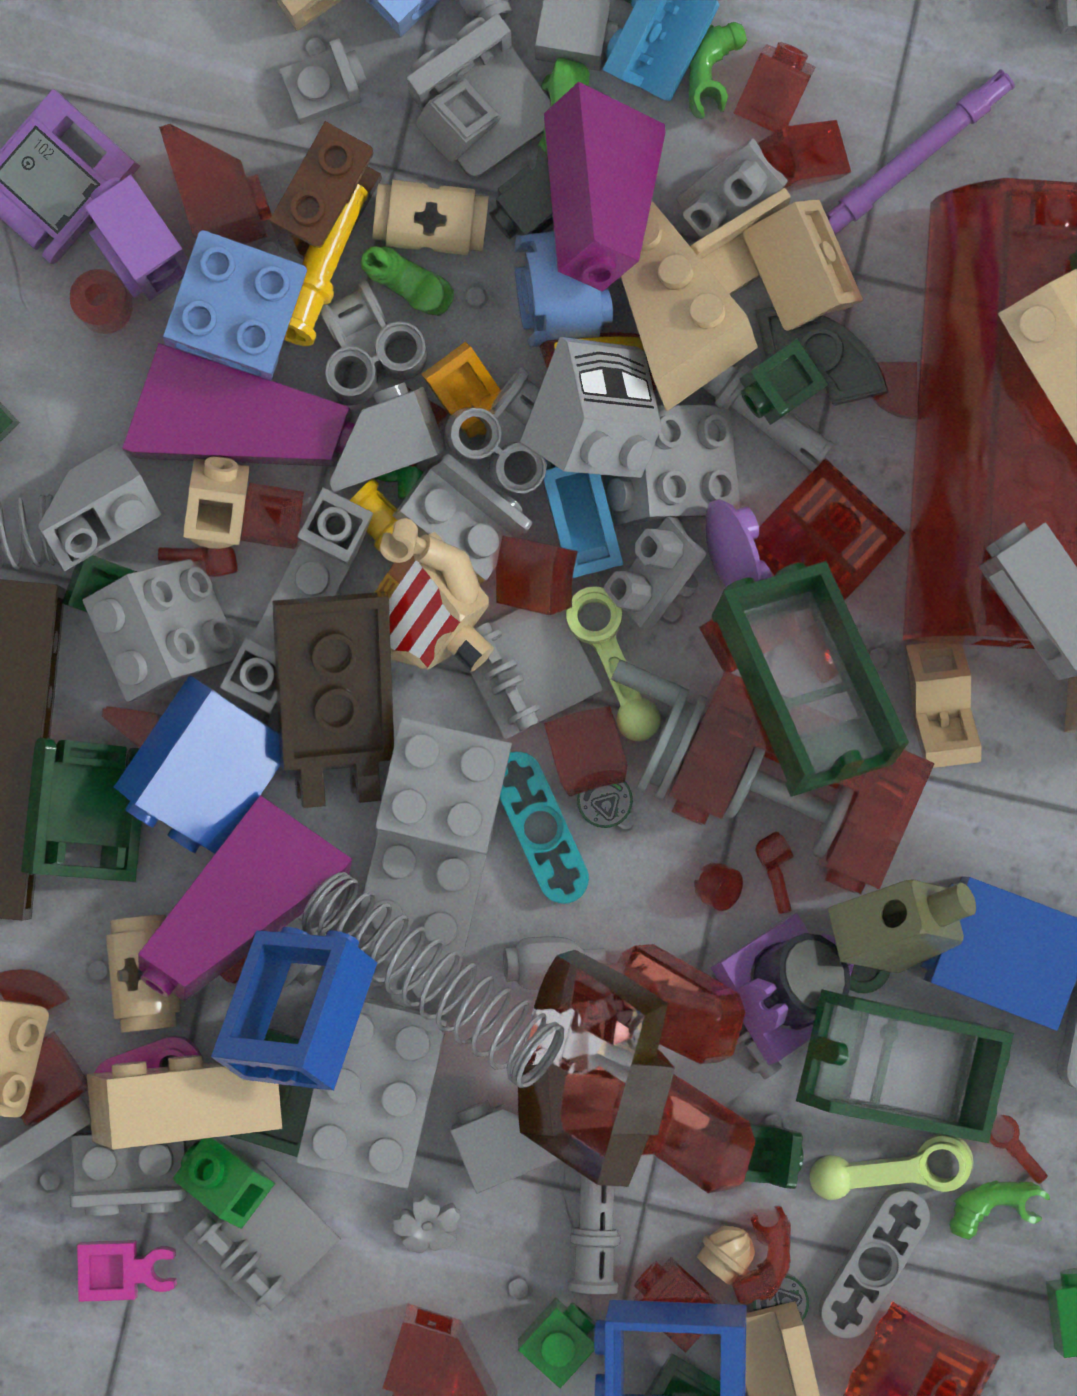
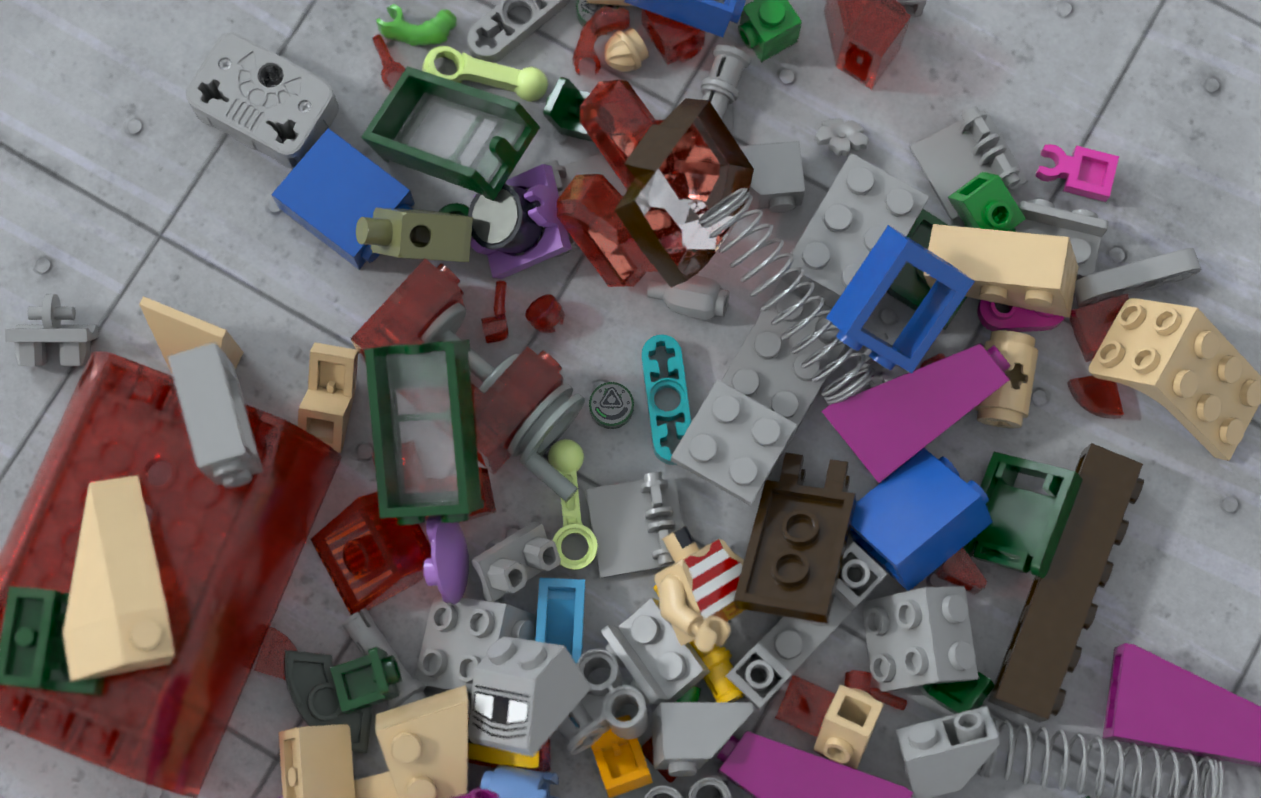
camera: 160 degrees left, 10 degrees down
(534, 576) = (611, 589): clear red piece -> none
(587, 750) = (613, 443): clear red piece -> none

